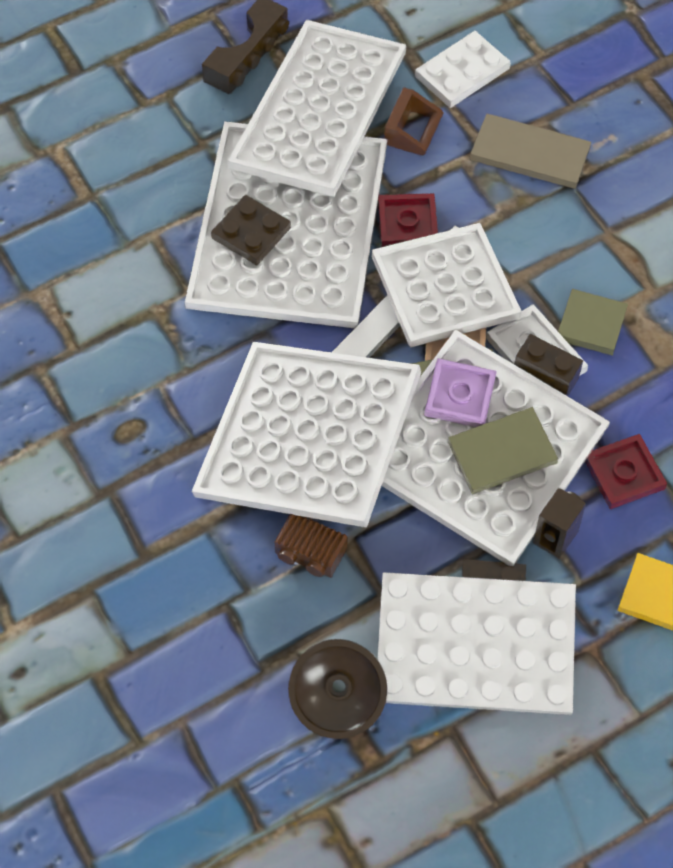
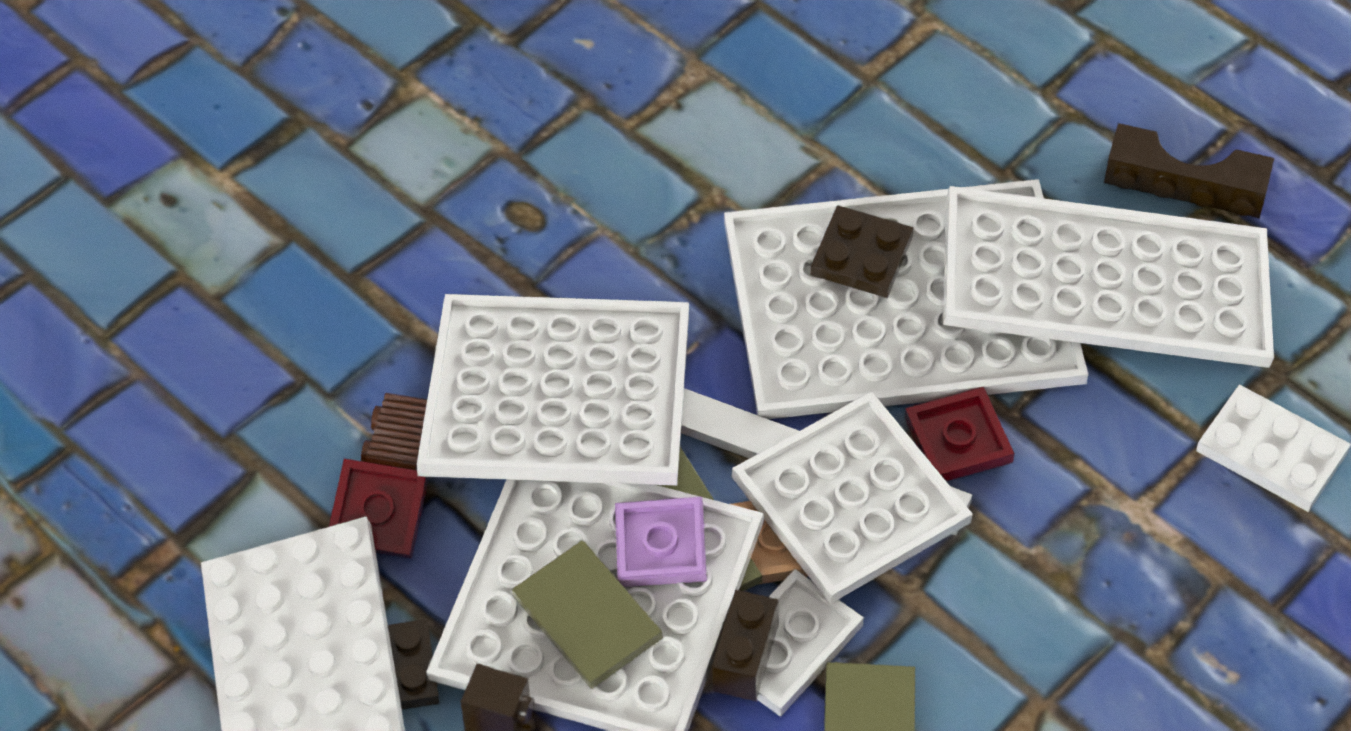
camera: 75 degrees right, 5 degrees down
(331, 711) = (196, 509): dark brown dish -> none
(361, 568) = (388, 498): none -> dark red plate
(409, 102) = (1137, 383): reddish brown tile -> none
(530, 151) = (1154, 568): dark tan tile -> none

